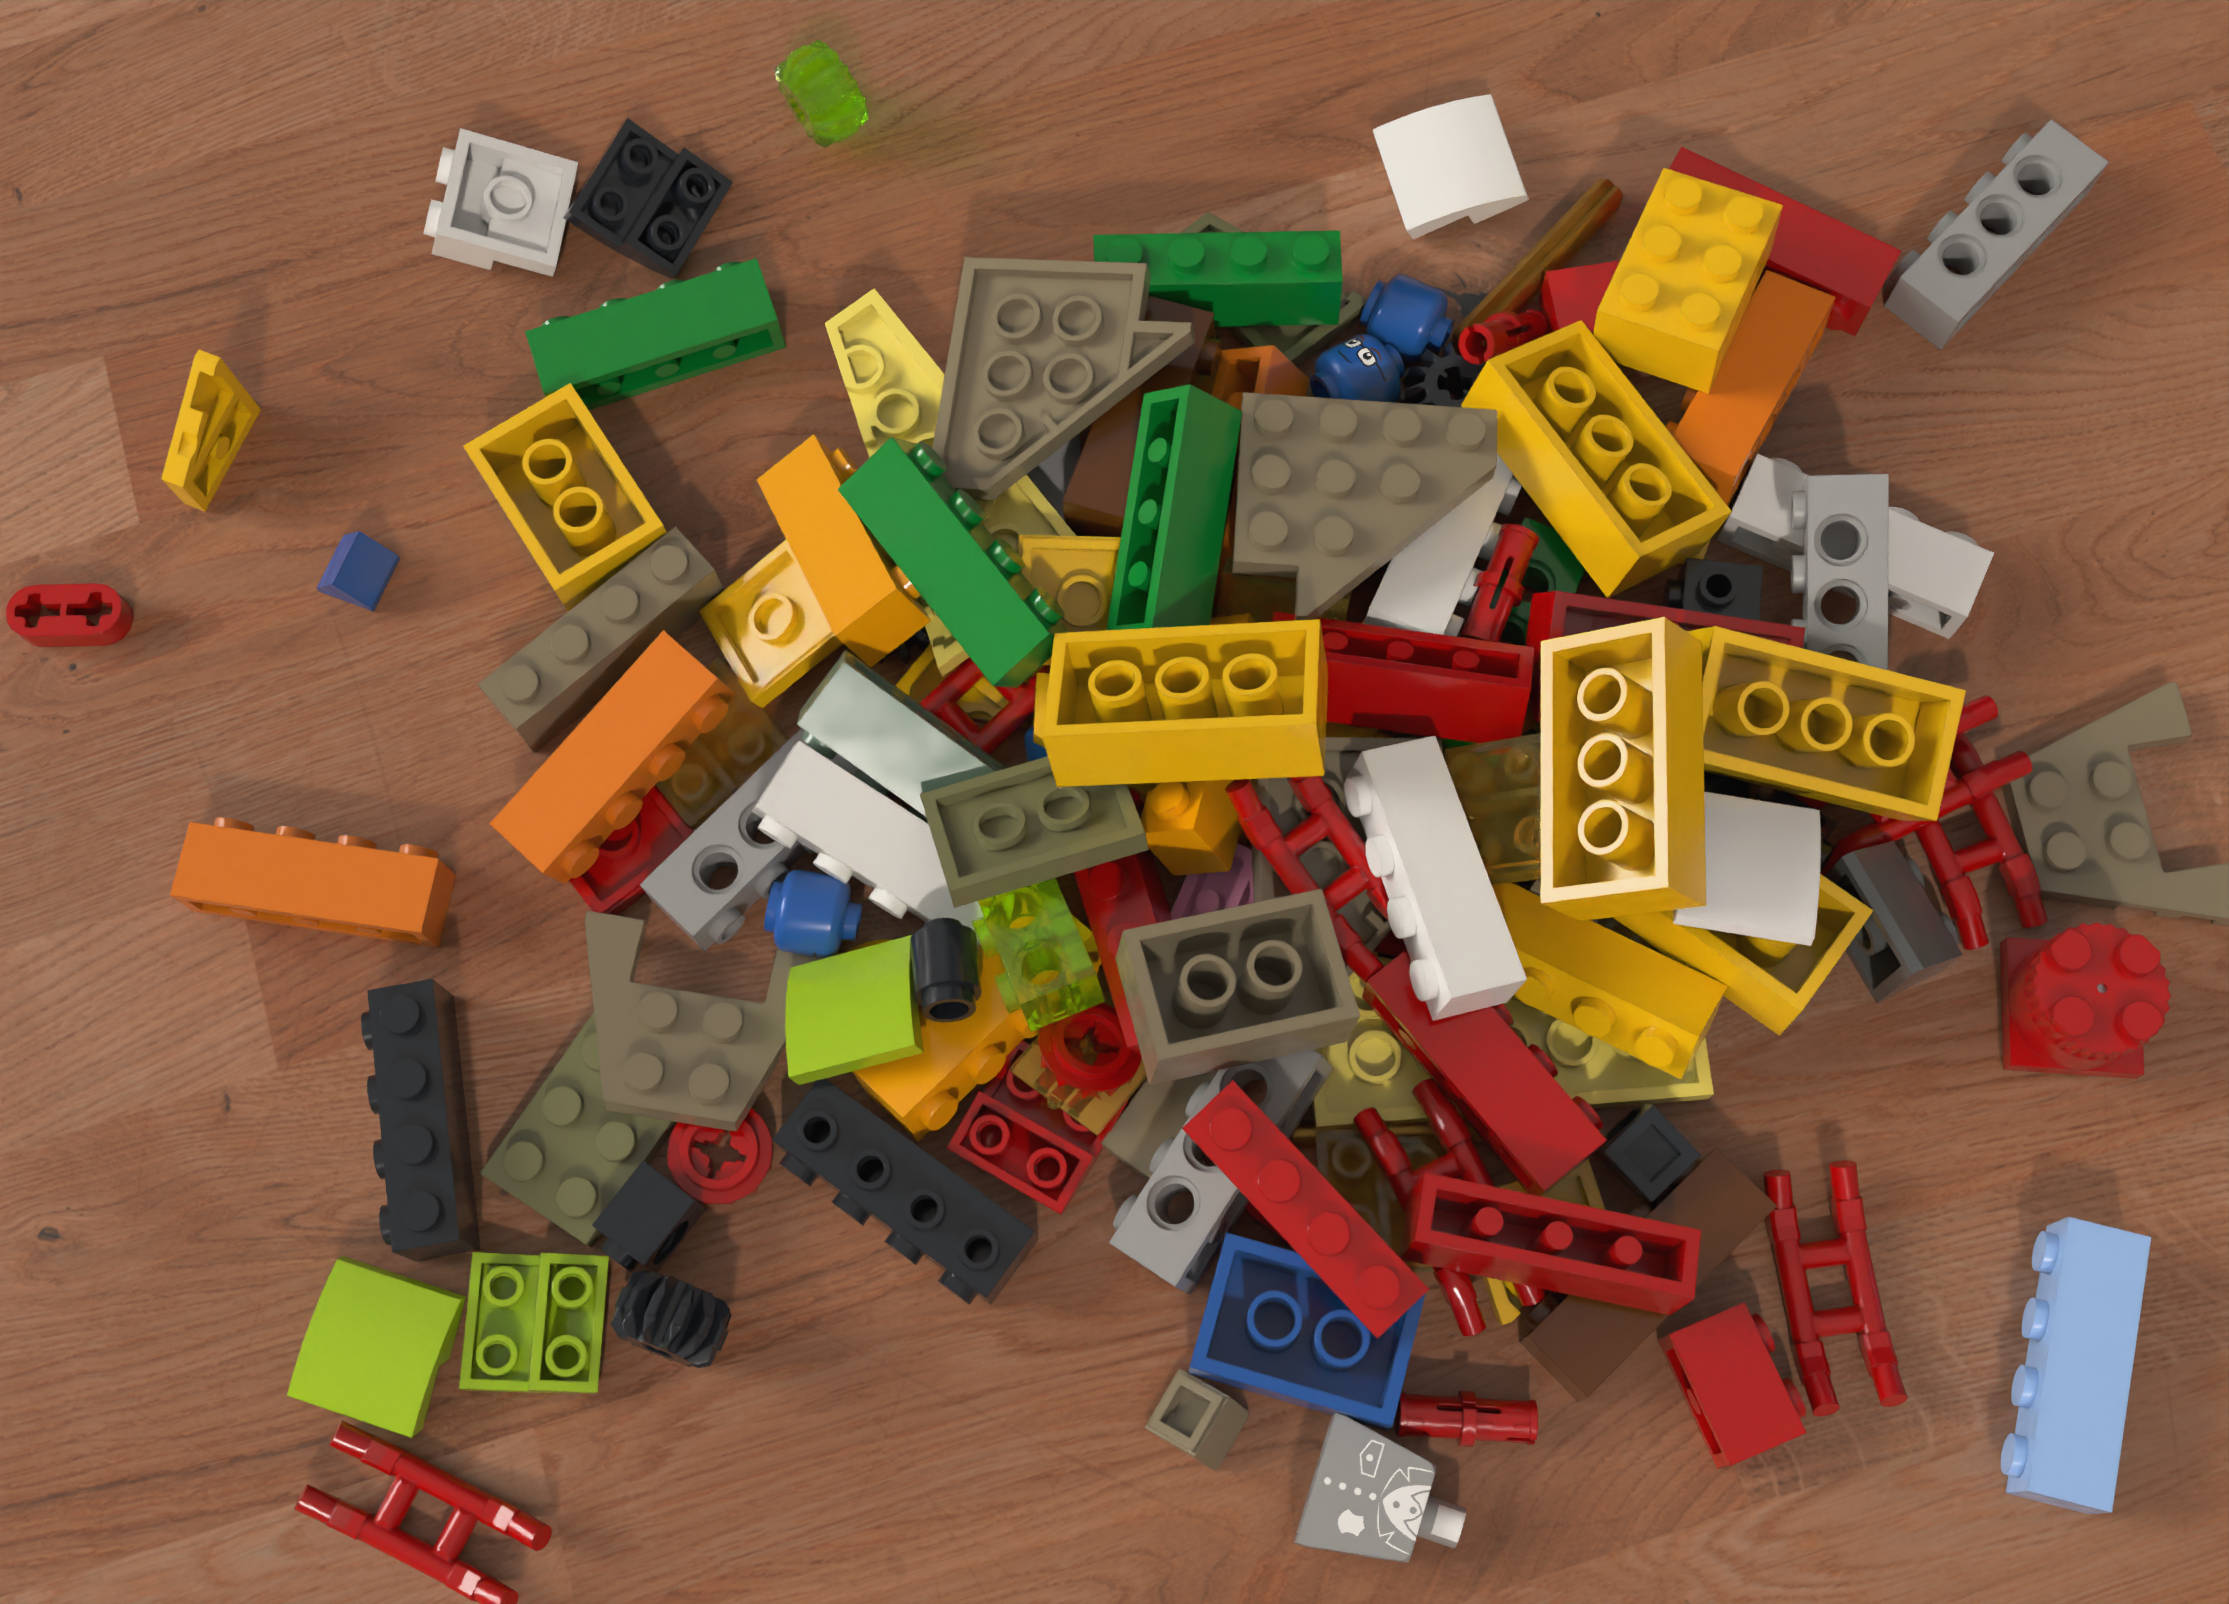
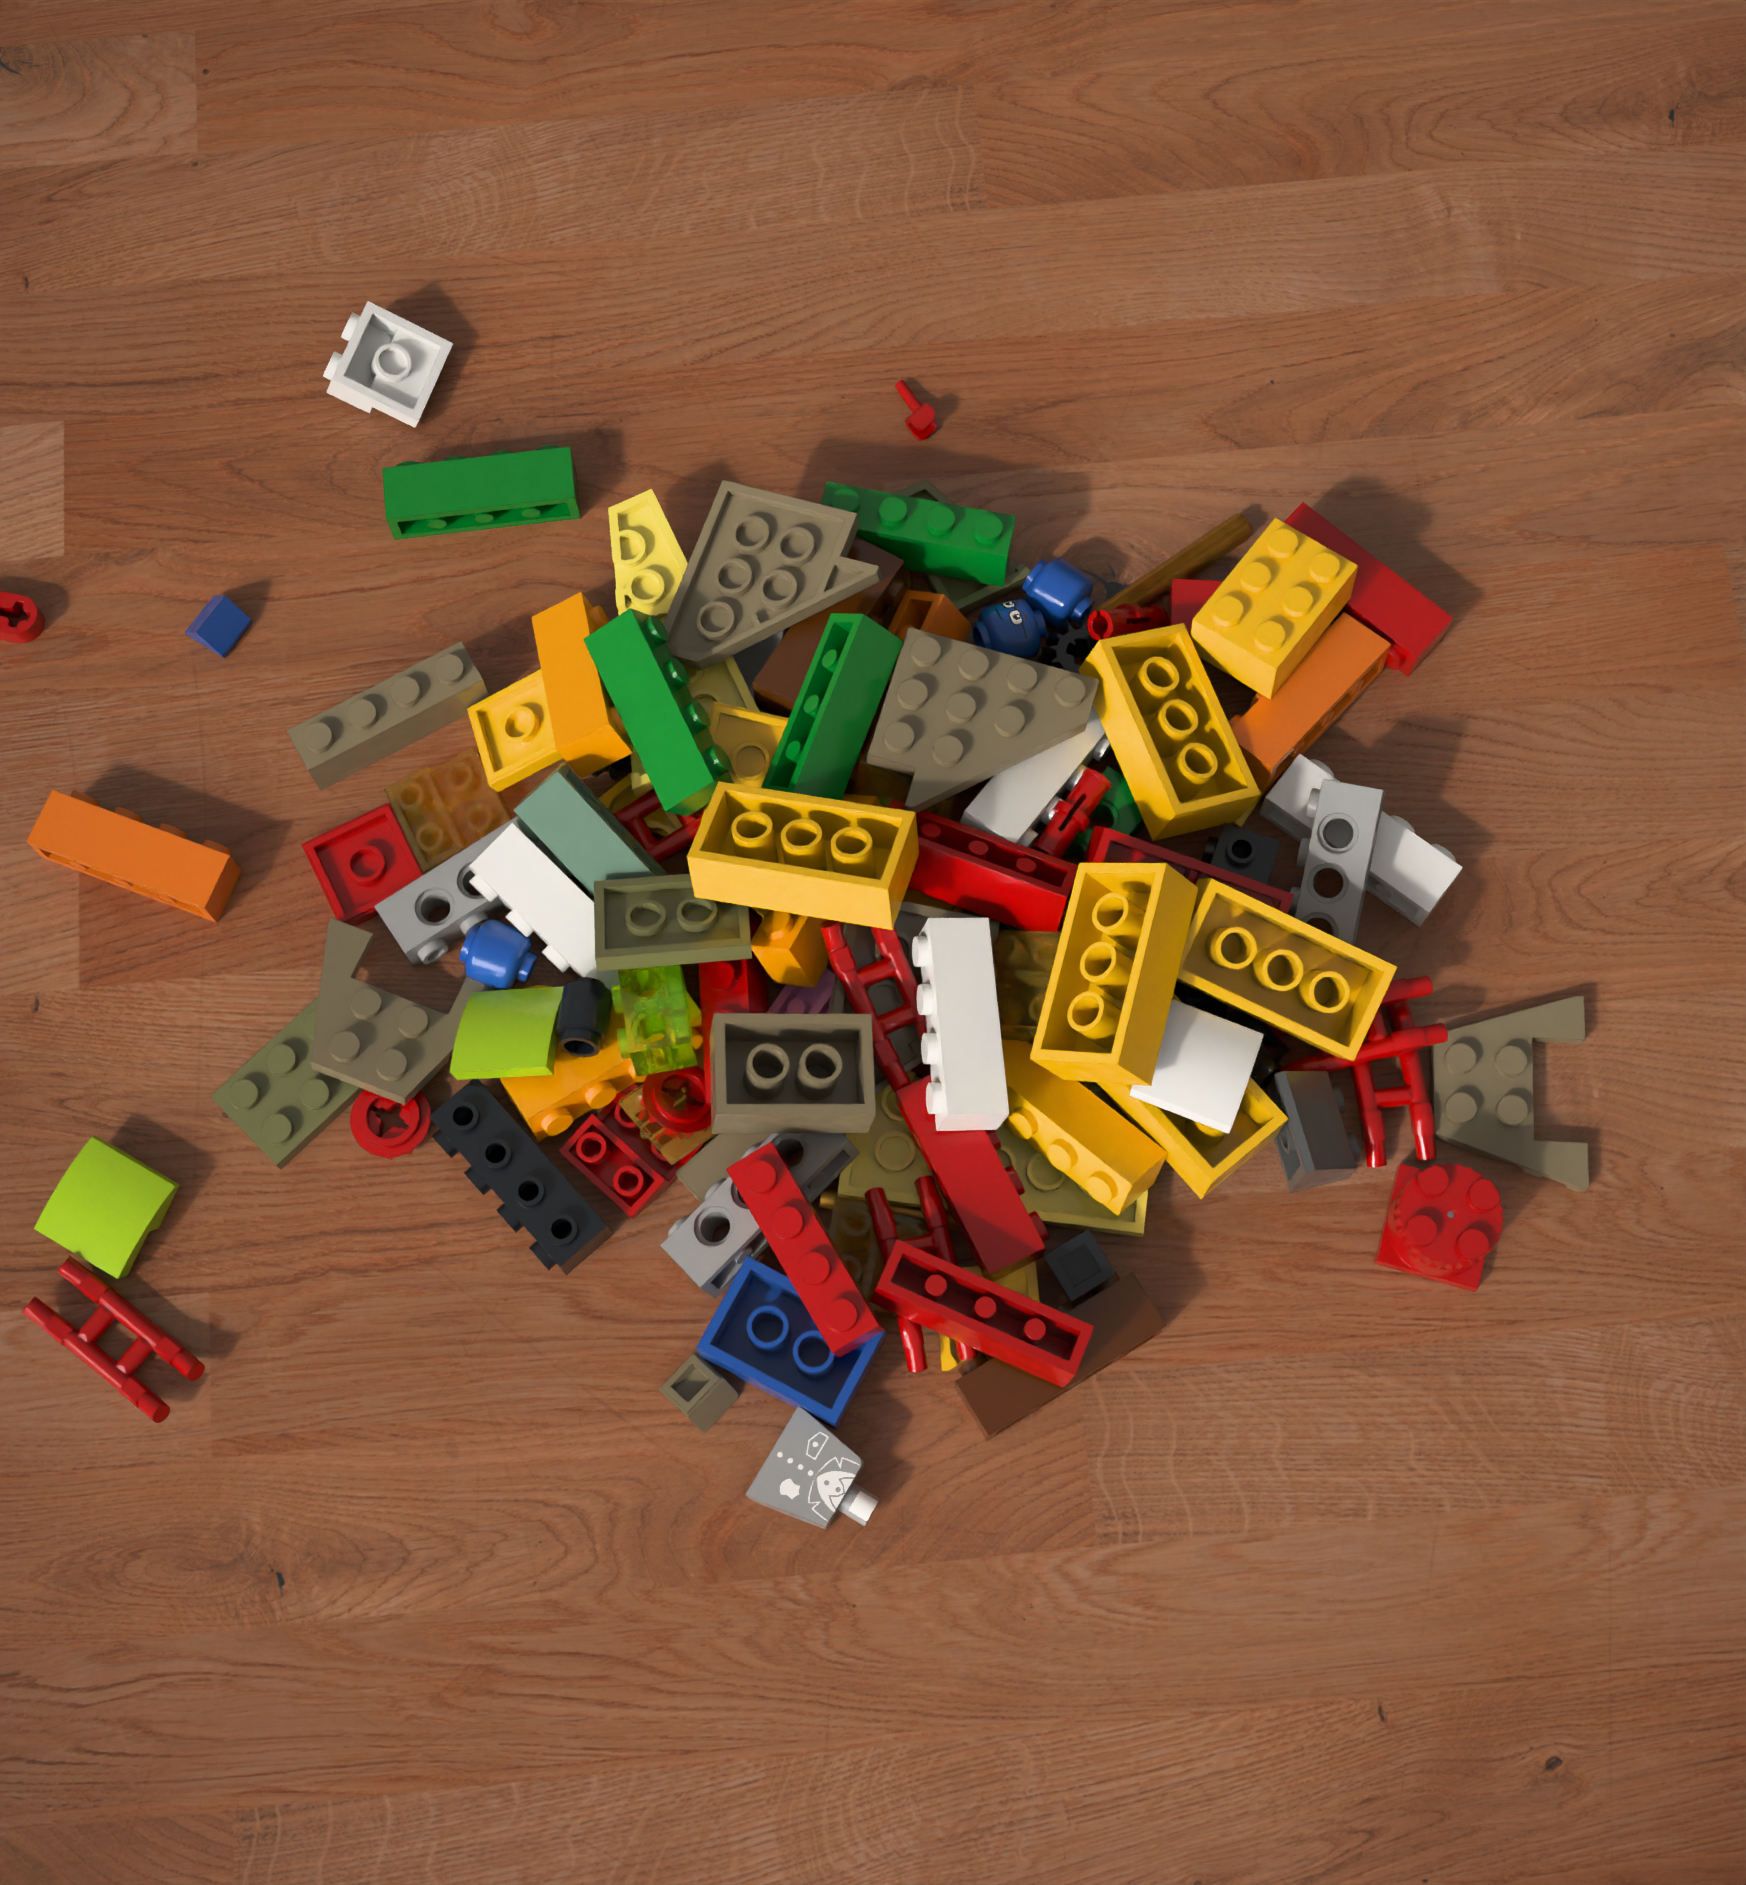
camera: 10 degrees right, 0 degrees up
(208, 431) = (129, 496): yellow wing -> none
(421, 1121) = (175, 1048): black brick -> none
(534, 1323) = (225, 1215): lime slope -> none
(566, 494) = (385, 599): yellow brick -> none
(613, 760) = (375, 808): orange brick -> none
(647, 1220) = (325, 1156): black brick -> none
(648, 200) = (500, 383): black slope -> none
(671, 1319) = (325, 1232): black gear -> none
(821, 93) = (649, 327): clear neon green gear -> none
(1183, 145) = (921, 421): none -> red hand
(1450, 164) = (1123, 479): white slope -> none
(1467, 1418) = (898, 1433): red pin -> none
(1734, 1385) = (1104, 1452): red brick -> none
(1862, 1317) = (1217, 1424): red piece -> none
(2059, 175) = (1481, 666): light grey brick -> none
(2076, 1365) = (1367, 1493): light blue brick -> none

